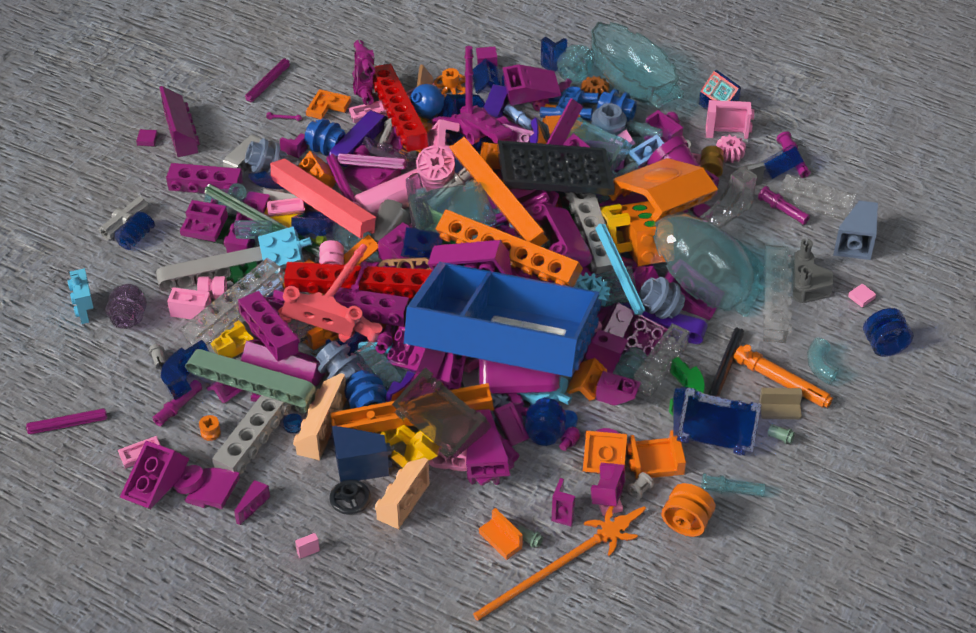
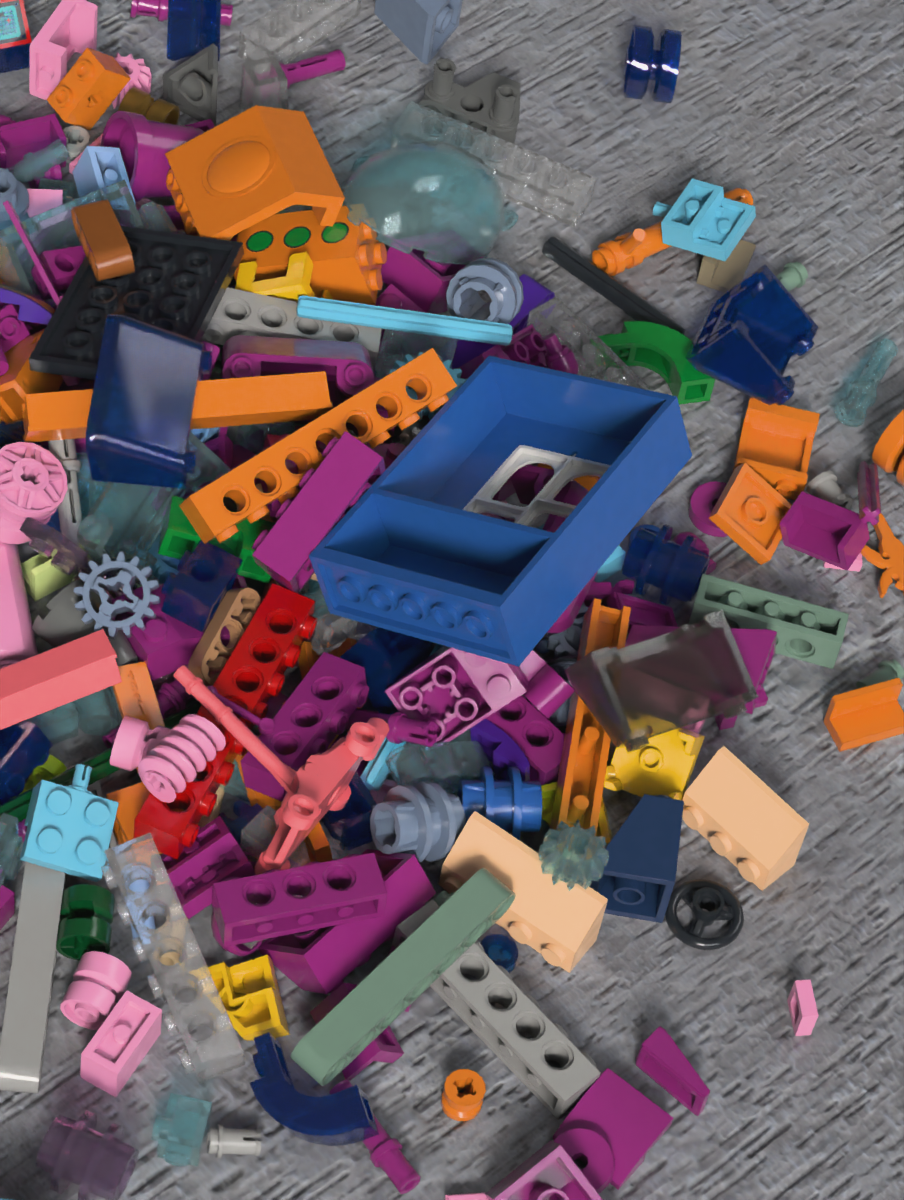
camera: 80 degrees left, 5 degrees up
(155, 334) = (182, 1130): none -> clear light blue brick
(318, 261) = (180, 757): none -> bright pink piece
(328, 410) = (573, 855): none -> clear light blue gear
(395, 217) = (125, 579): none -> sand blue gear
(479, 166) = (144, 404): none -> clear blue windscreen
(535, 474) = (802, 628): none -> sand green brick
(562, 505) = (855, 601): magenta panel -> none
(585, 144) = (102, 240): none -> dark orange beam
(636, 492) = (868, 493): none -> magenta axle
(649, 342) = (559, 356): none -> magenta cylinder
(707, 133) = (88, 89): none -> orange brick
(783, 377) = (704, 220): none -> medium azure plate
(818, 361) = (660, 174): clear light blue cylinder -> none
(862, 295) = (537, 66): bright pink tile -> none

